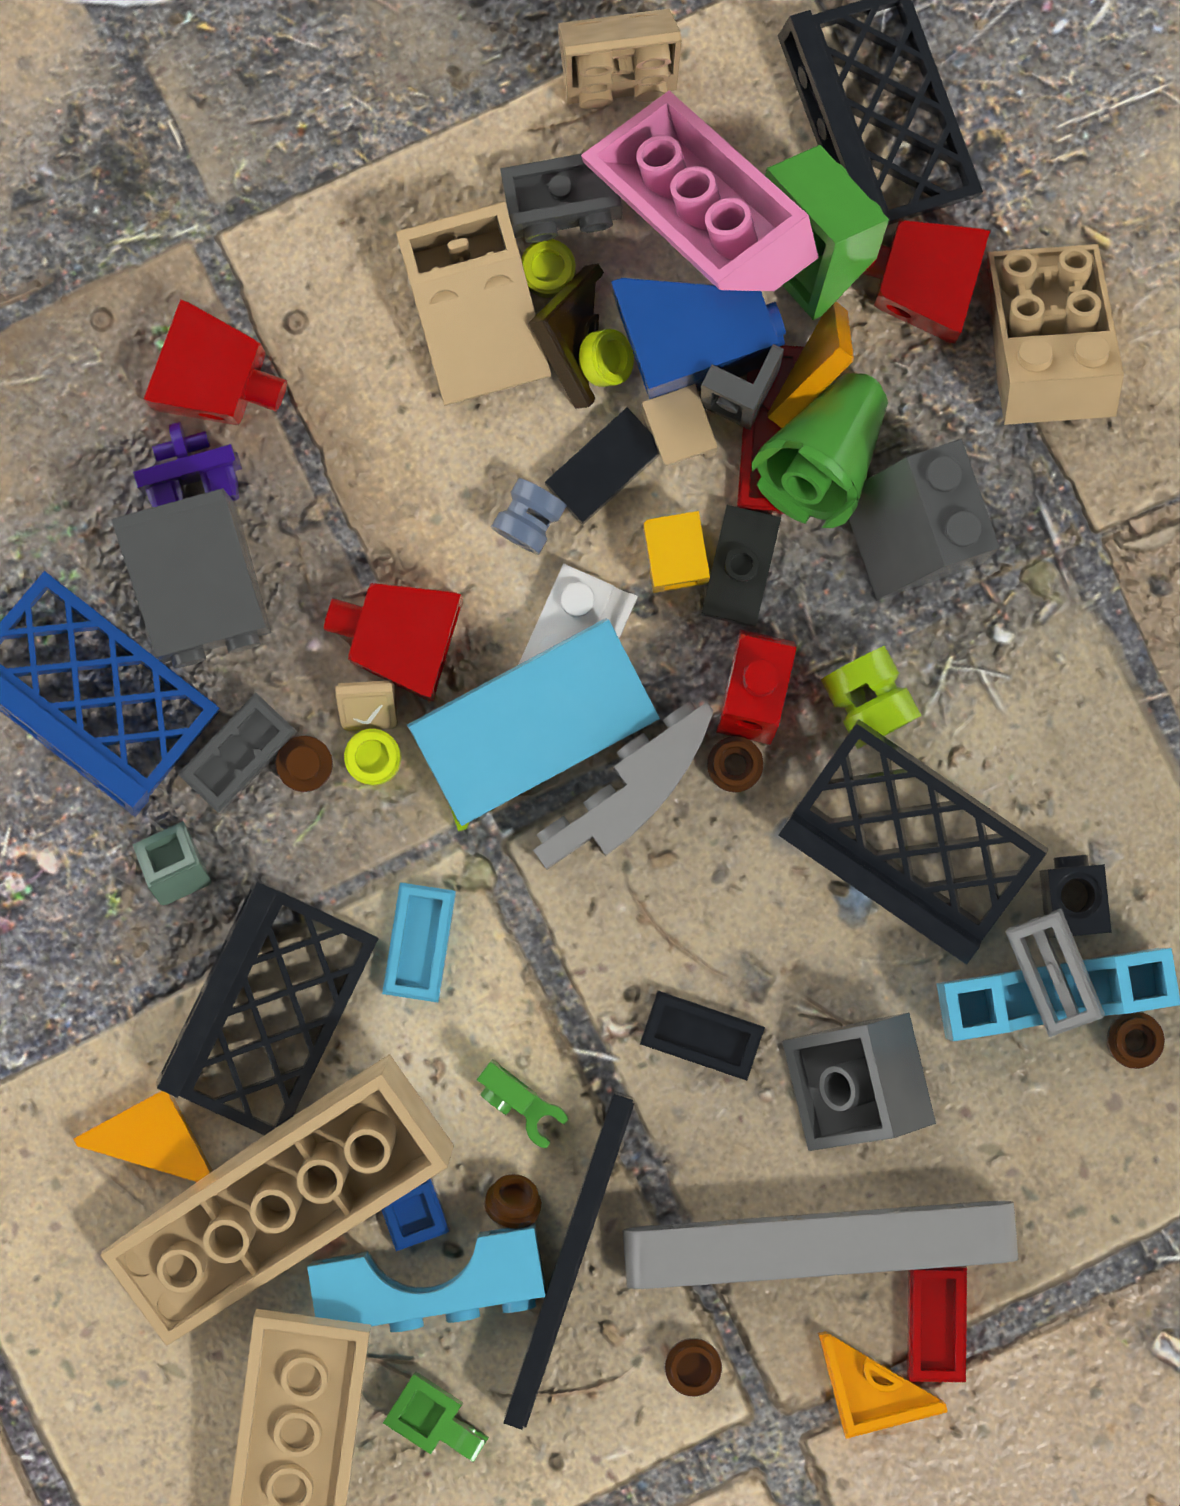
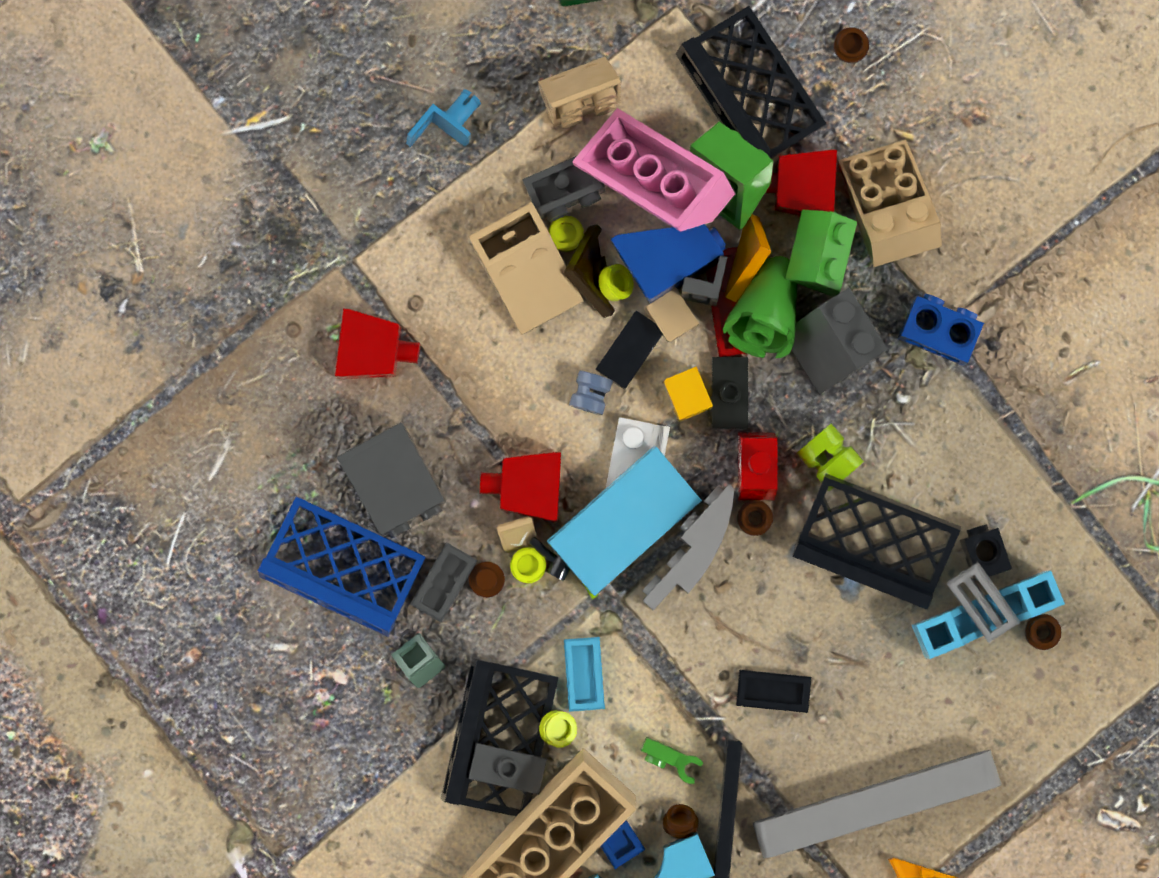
camera: 10 degrees left, 0 degrees up
(150, 1136) = (445, 833): light orange tile -> none
(213, 467) = (388, 408): dark purple hips -> none
(266, 1058) = (506, 768): none -> dark grey plate
(359, 1016) = (558, 728): none -> neon yellow tile
(409, 56) = (449, 121): none -> dark azure bracket
(416, 770) = (557, 567): none -> black hand
(859, 1082) = (877, 698): dark grey slope -> none
(931, 377) = (821, 251): none -> bright green slope
(937, 1324) = (960, 836): red tile -> none
(1047, 82) = (851, 45): none -> reddish brown plate
(1077, 556) = (938, 338): none -> blue brick

